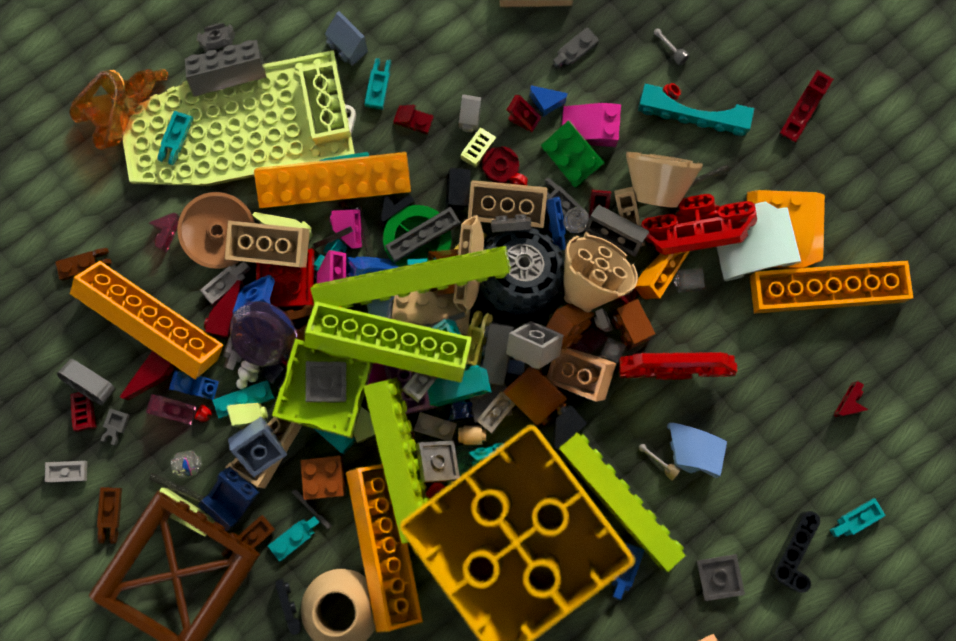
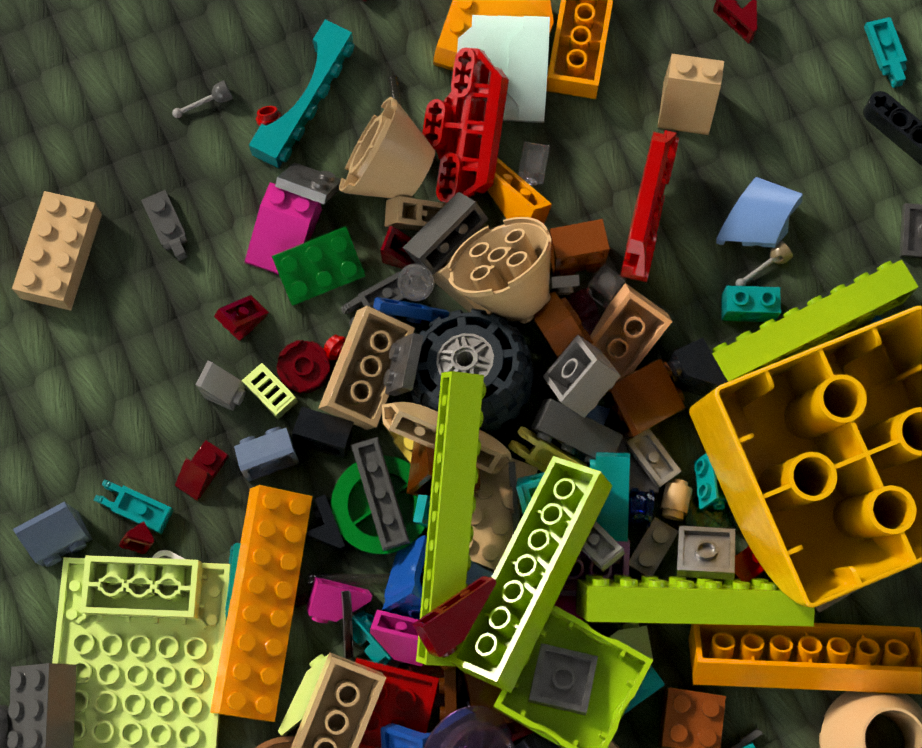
camera: 75 degrees left, 5 degrees down
(340, 295) = (452, 620): none -> dark red slope
(356, 91) = (137, 539): none -> dark red slope
(432, 155) = (266, 453): none -> sand blue slope
(547, 99) = (229, 280): blue slope -> none
(627, 456) = (750, 303): none -> teal brick
(629, 130) = (308, 182): none -> flat silver plate
(774, 377) = (690, 94): none -> tan slope

